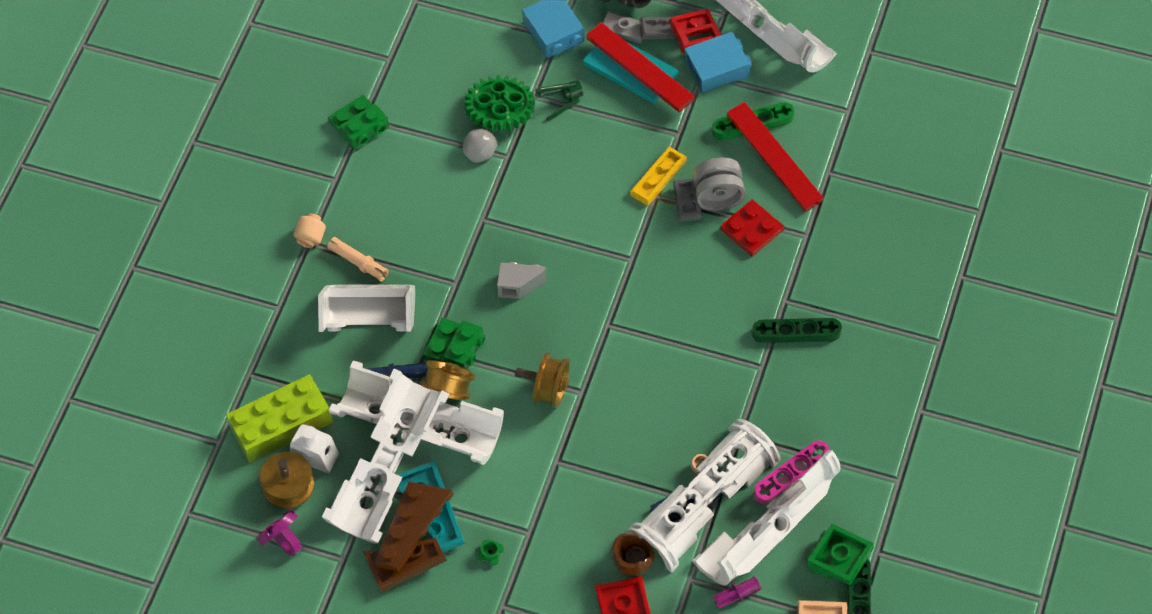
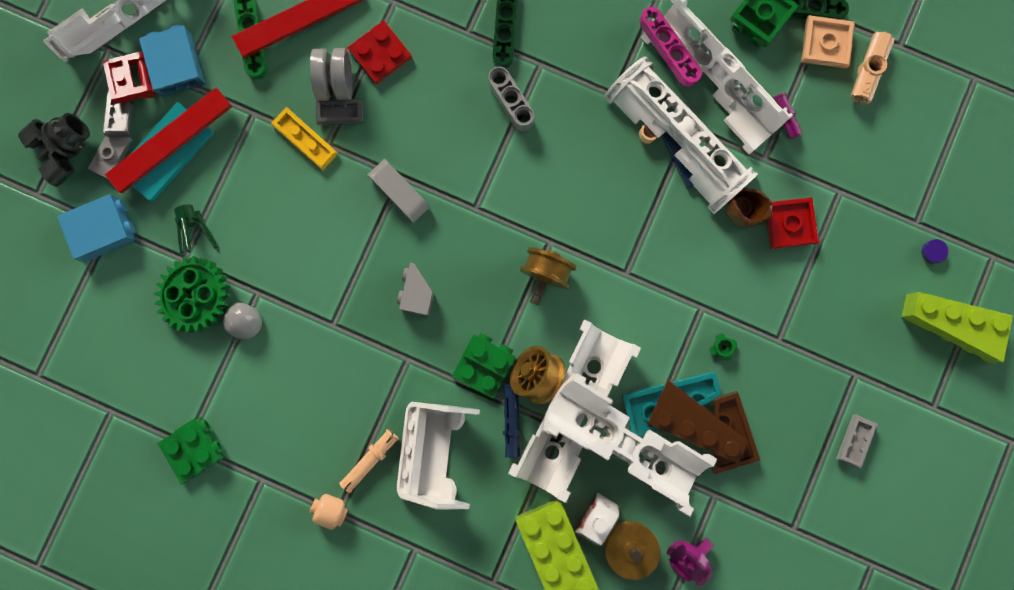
camera: 85 degrees left, 25 degrees up
(615, 255) = (398, 190): none -> light grey beam
(714, 349) = (506, 89): none -> light grey beam

